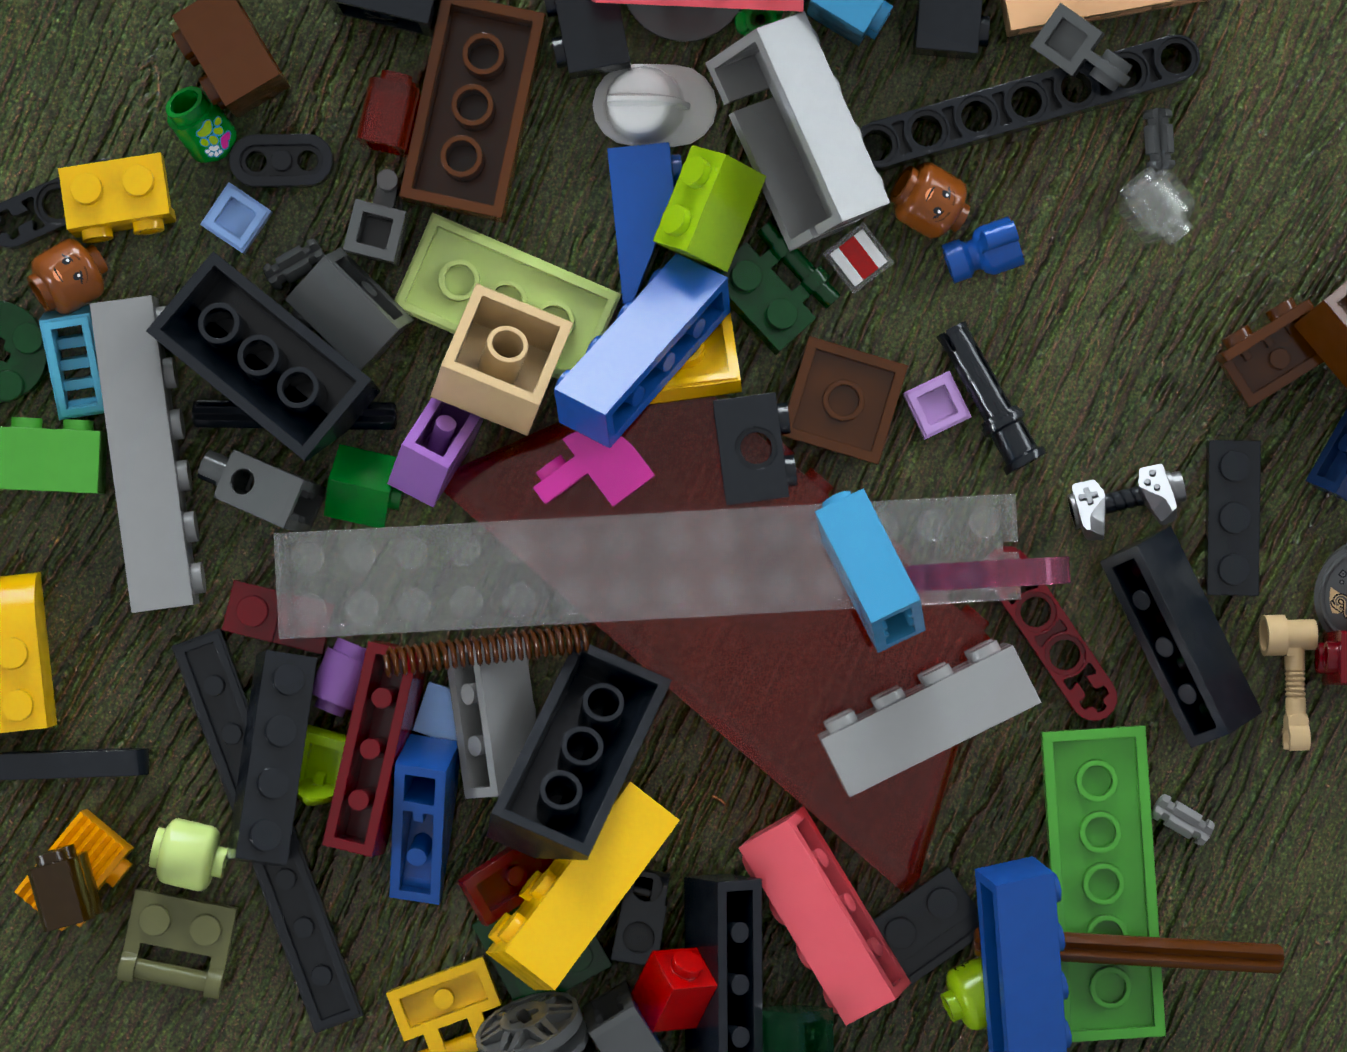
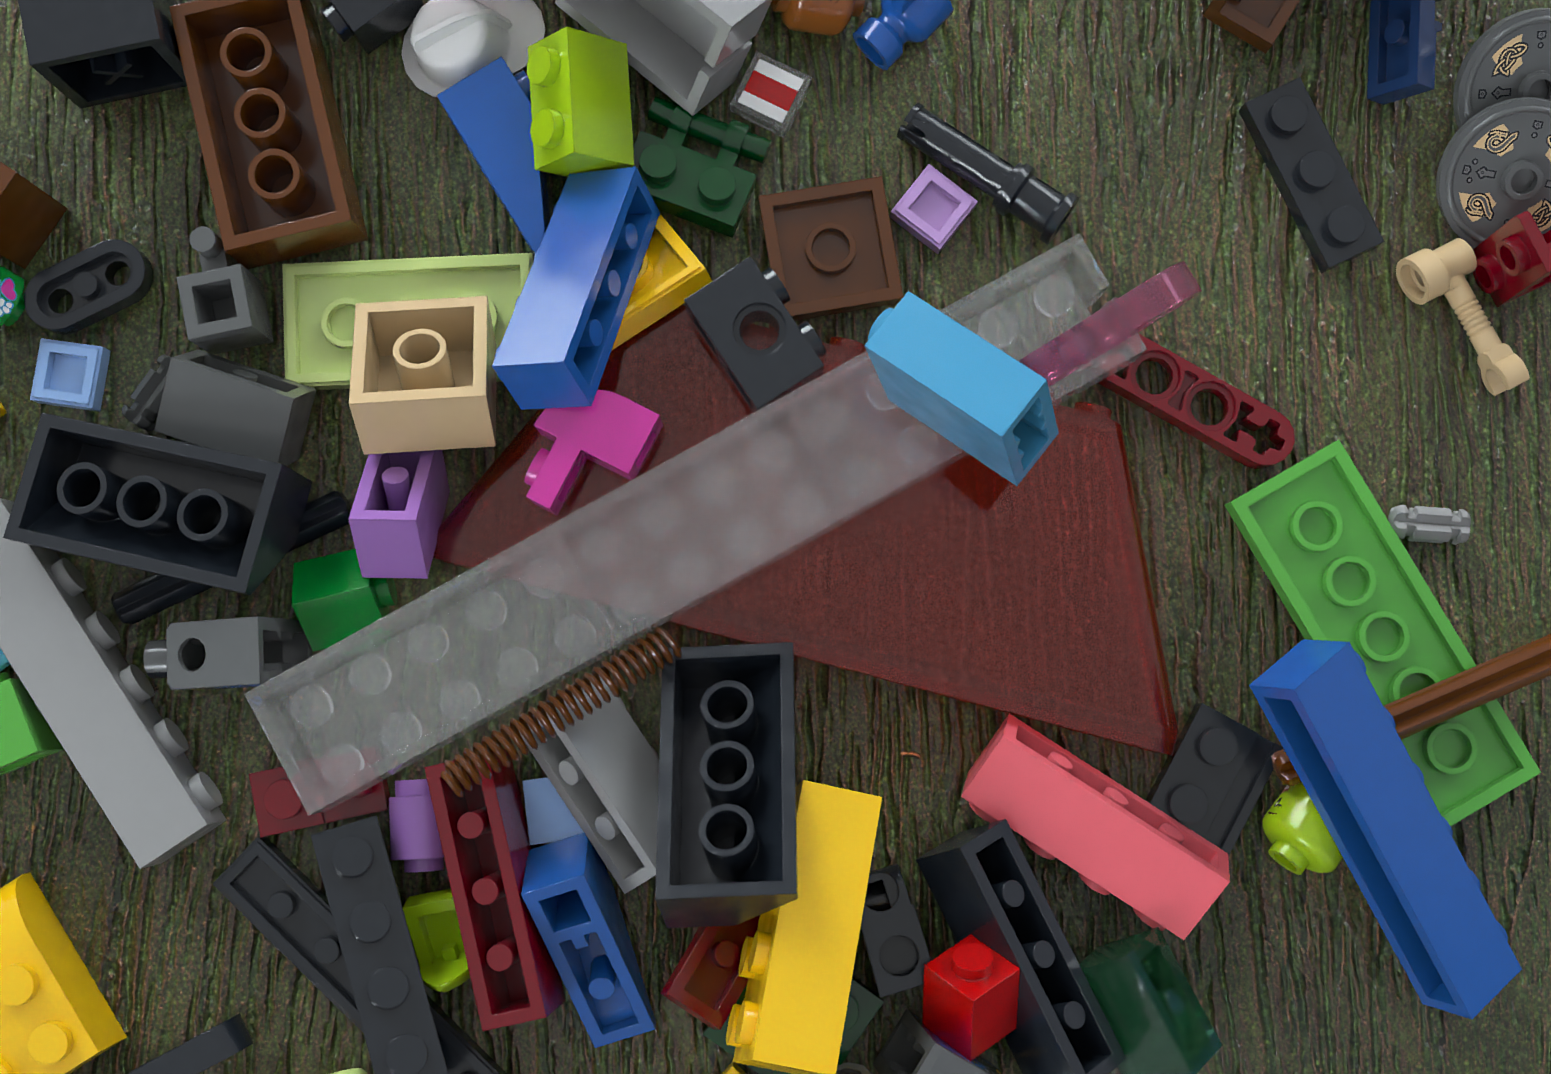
camera: 30 degrees left, 5 degrees down
(389, 113) = (171, 171): clear red brick -> none
(928, 717) = (1110, 537): light grey brick -> none
(1155, 489) = (1214, 179): piece -> none
(1181, 637) = (1331, 324): black brick -> none

